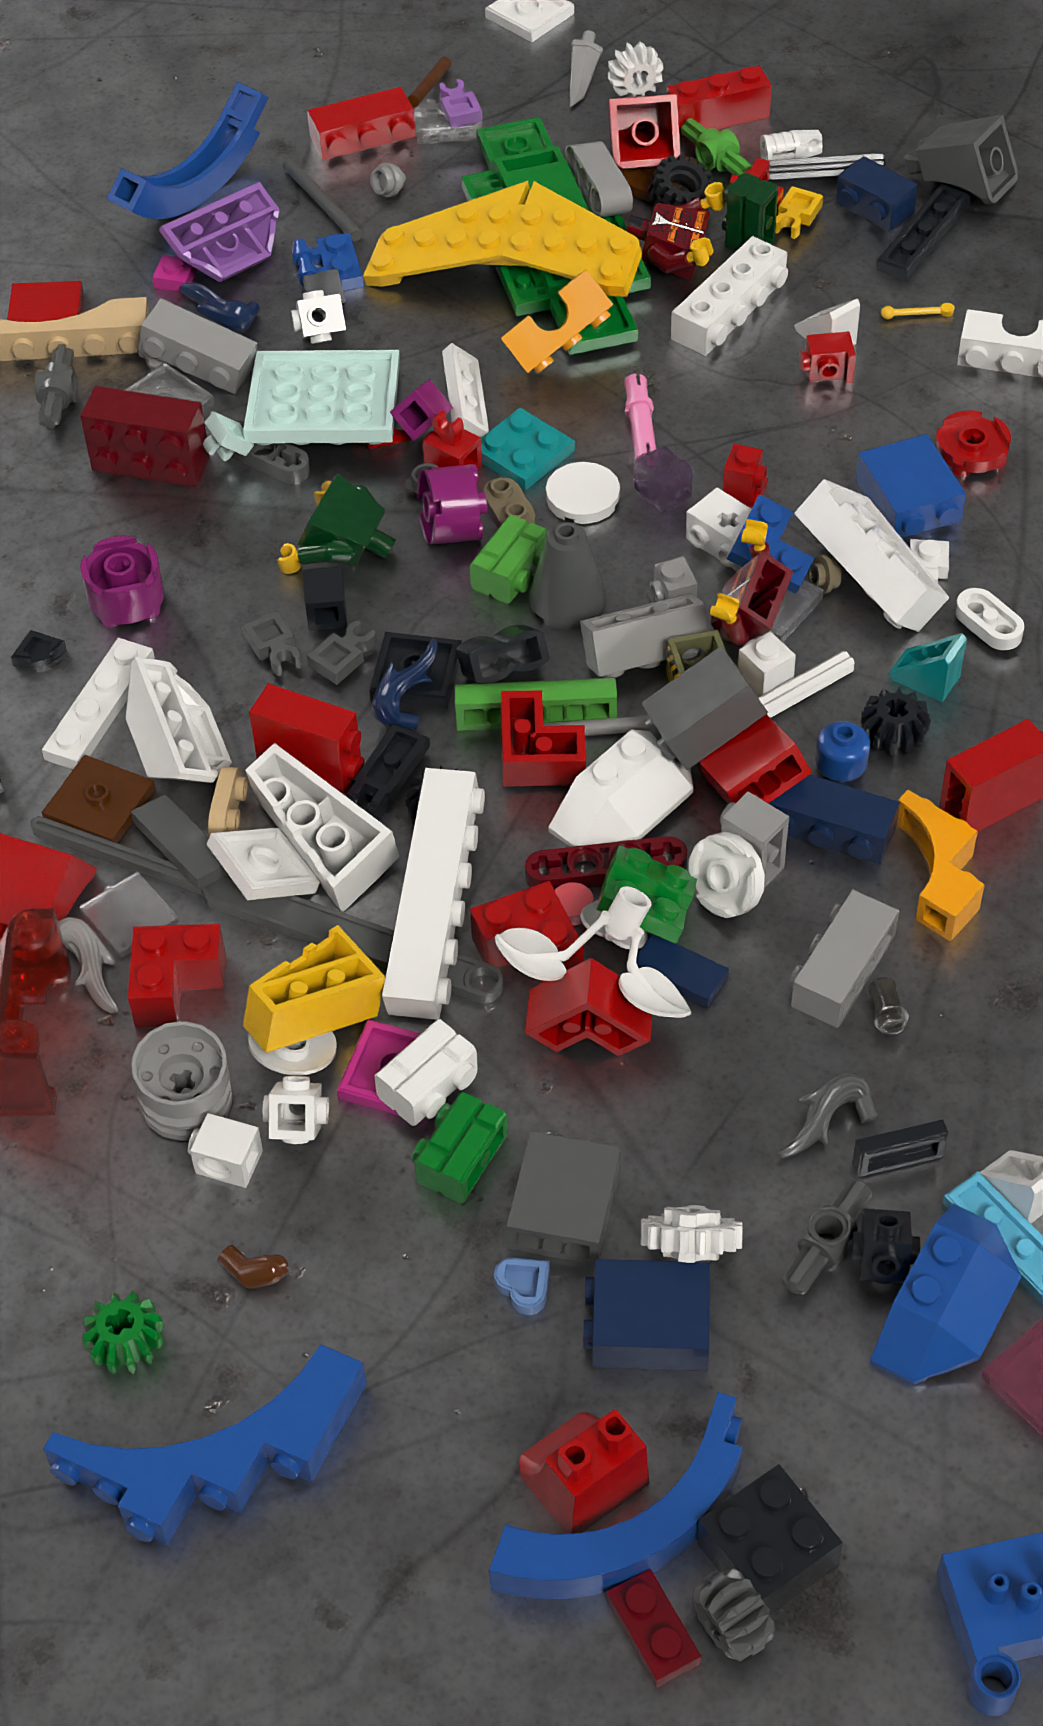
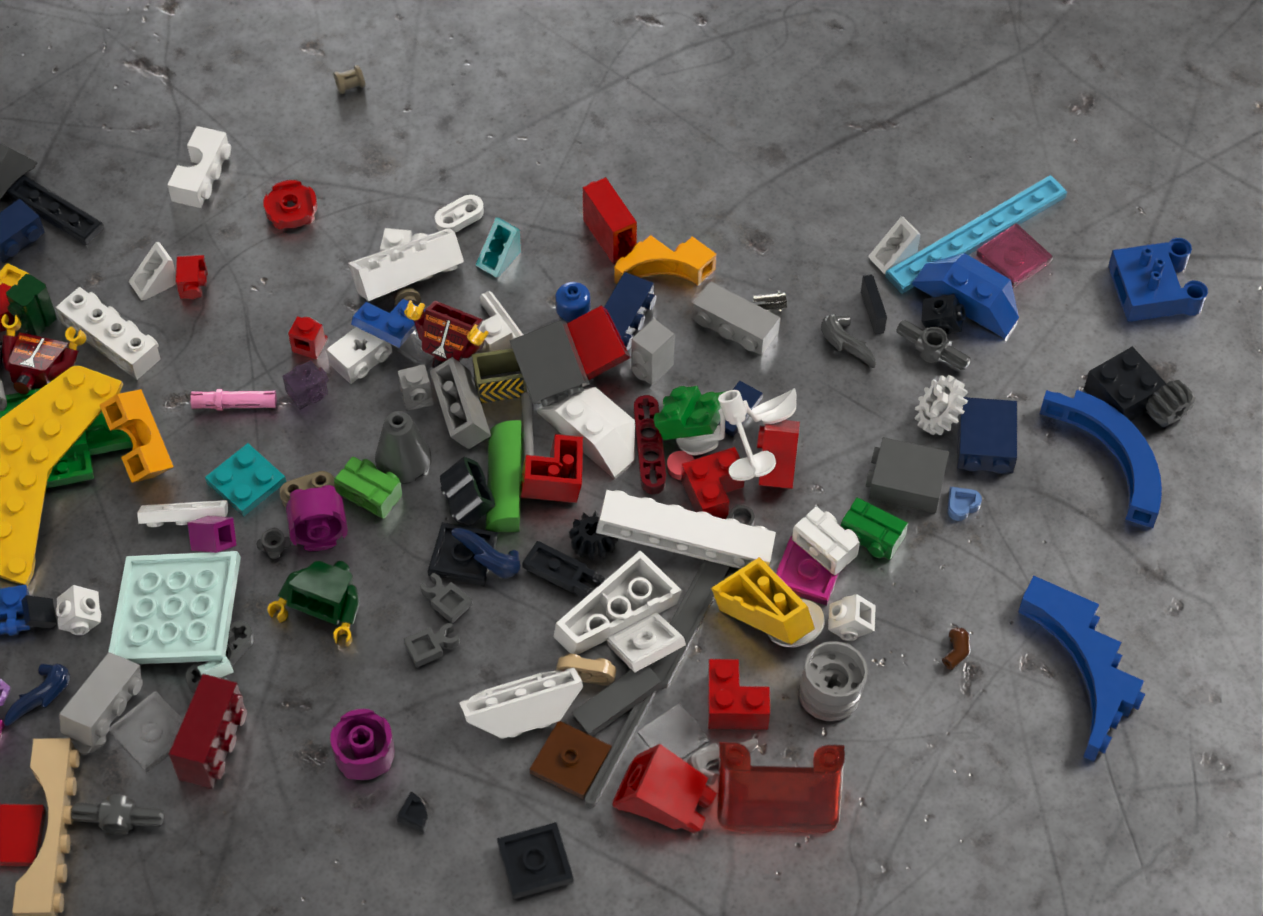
camera: 90 degrees left, 5 degrees up
(95, 706) = (474, 765): white plate -> none
(123, 1332) = (1014, 727): green gear -> none
(225, 1150) = (879, 660): white brick -> none
(310, 731) = (541, 610): red brick -> none
(325, 590) = (396, 604): black brick -> none
(451, 444) = (251, 521): red brick -> none
(583, 492) = (299, 442): white tile -> none
(586, 1469) = (1088, 468): red hips -> none
(653, 1628) = (1175, 447): dark red plate -> none
(727, 874) = (676, 367): white tile -> none
(895, 721) = (545, 273): black gear -> none
(911, 485) = (331, 241): blue brick -> none
(945, 310) = (143, 207): yellow hinge -> none

